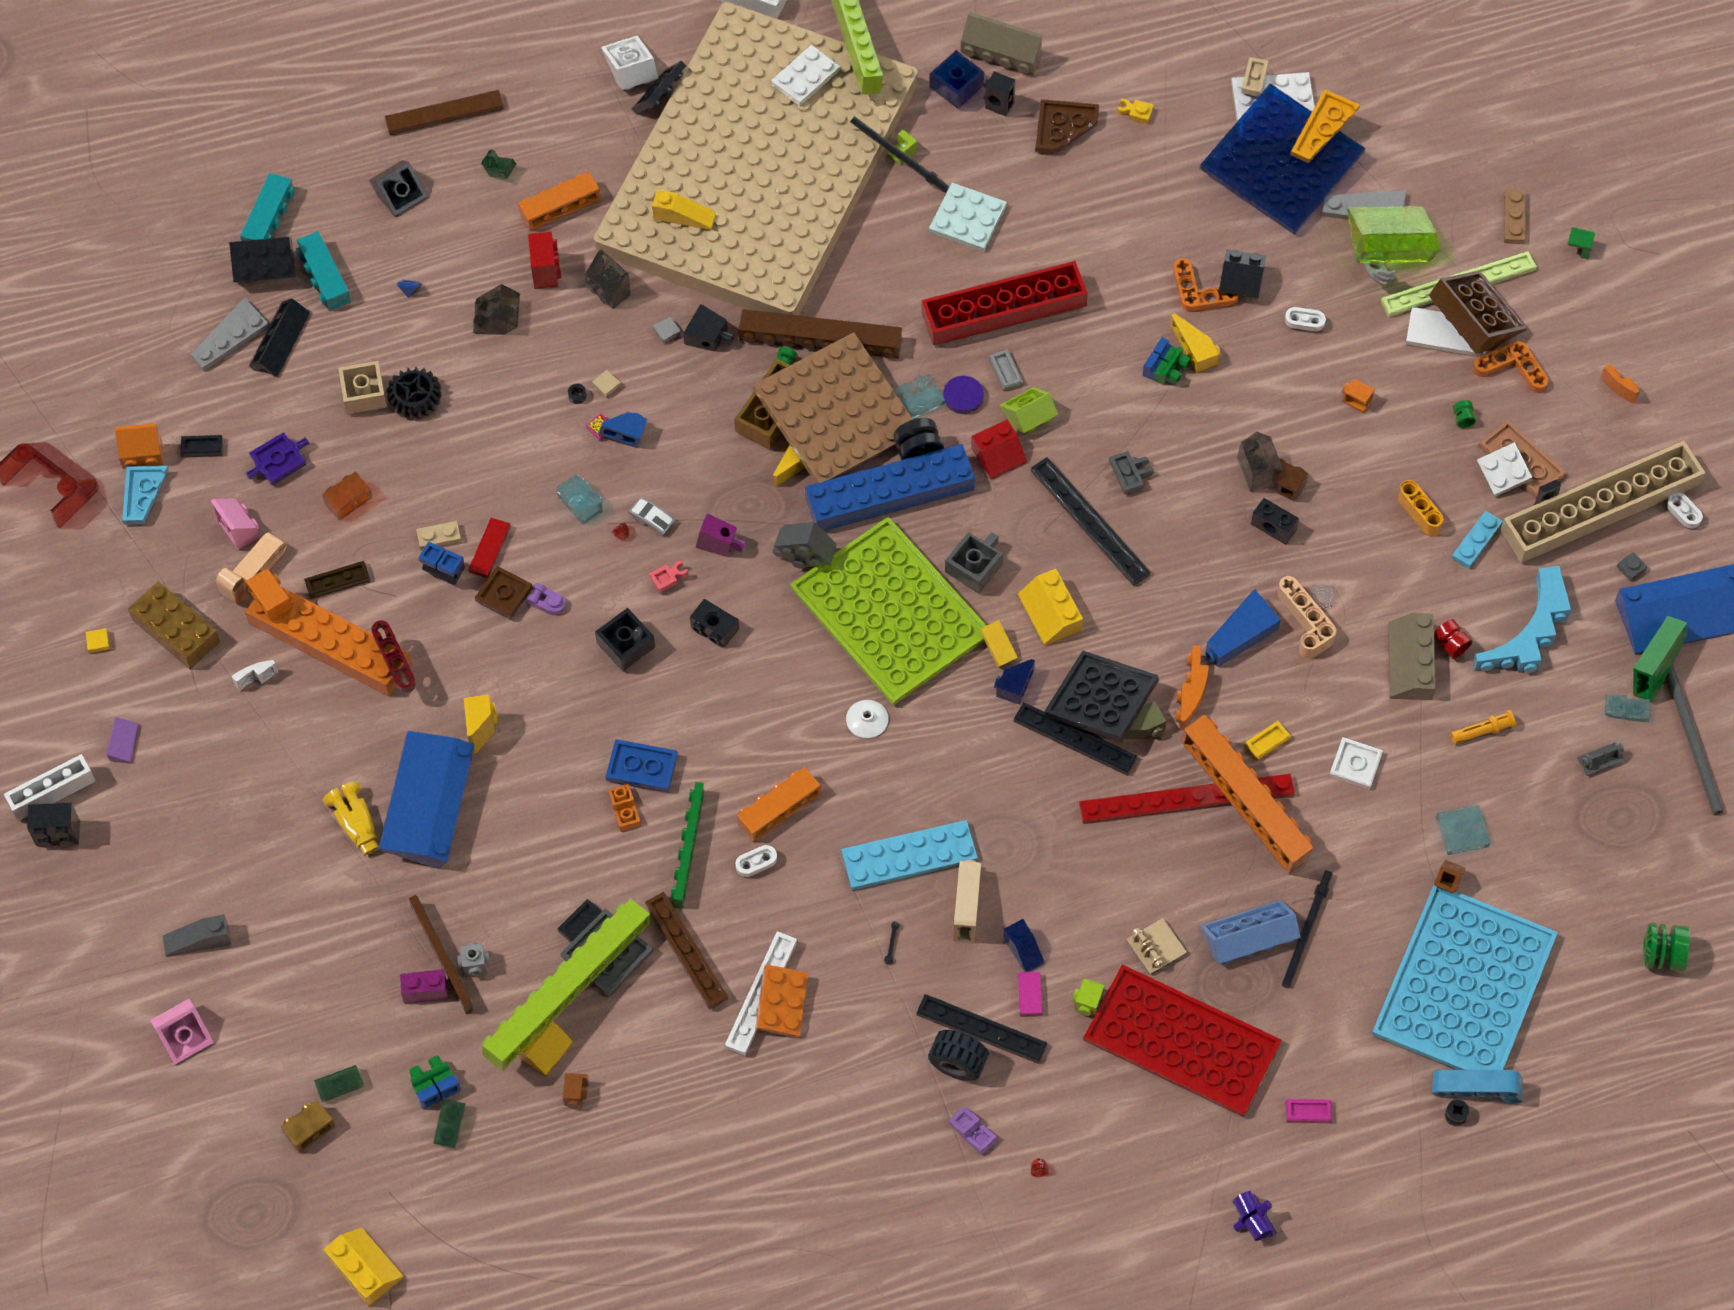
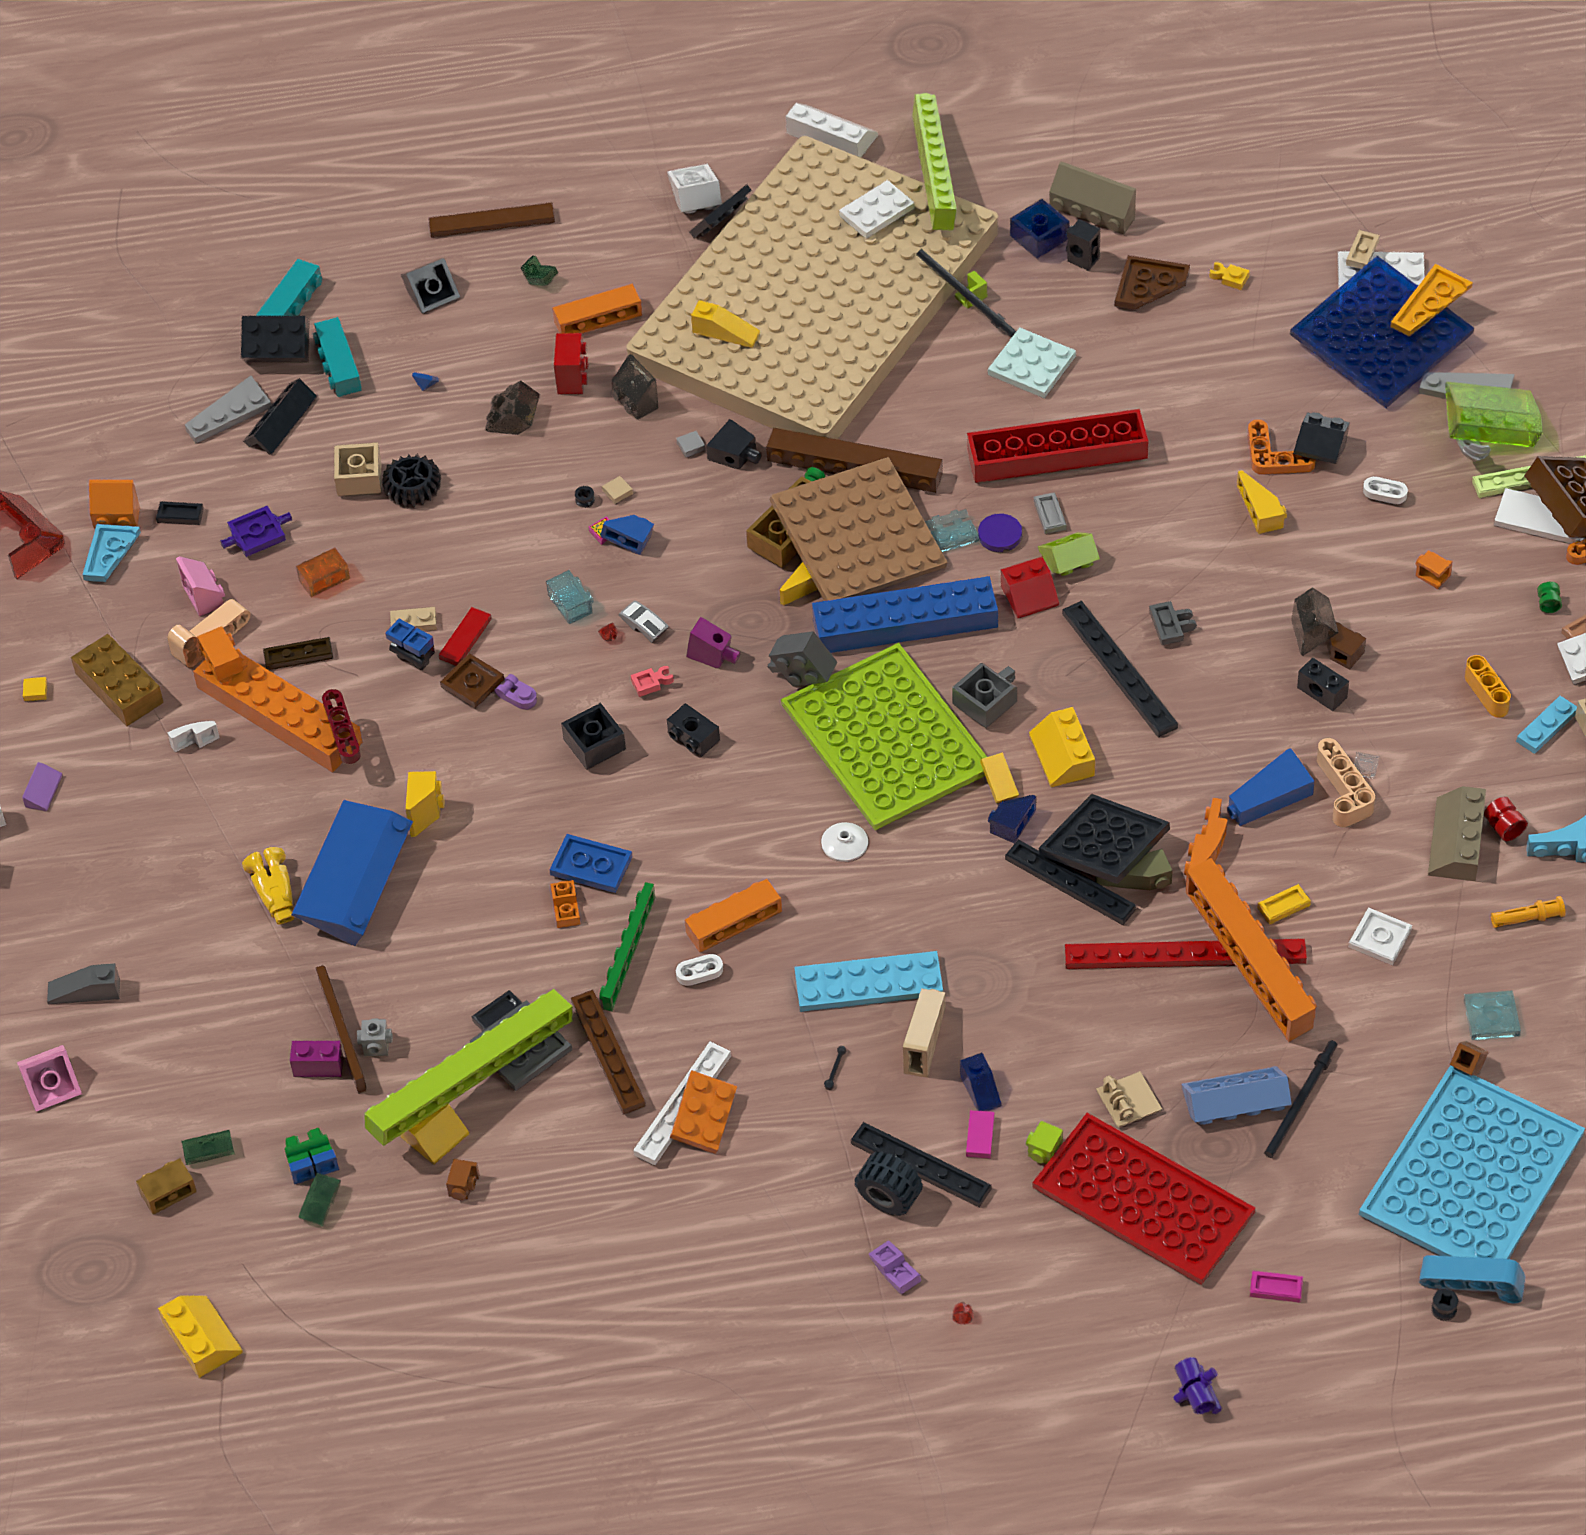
camera: 10 degrees right, 10 degrees down
(917, 438) = (941, 564): black wheel -> none
(1163, 361) = (1222, 519): green hips -> none

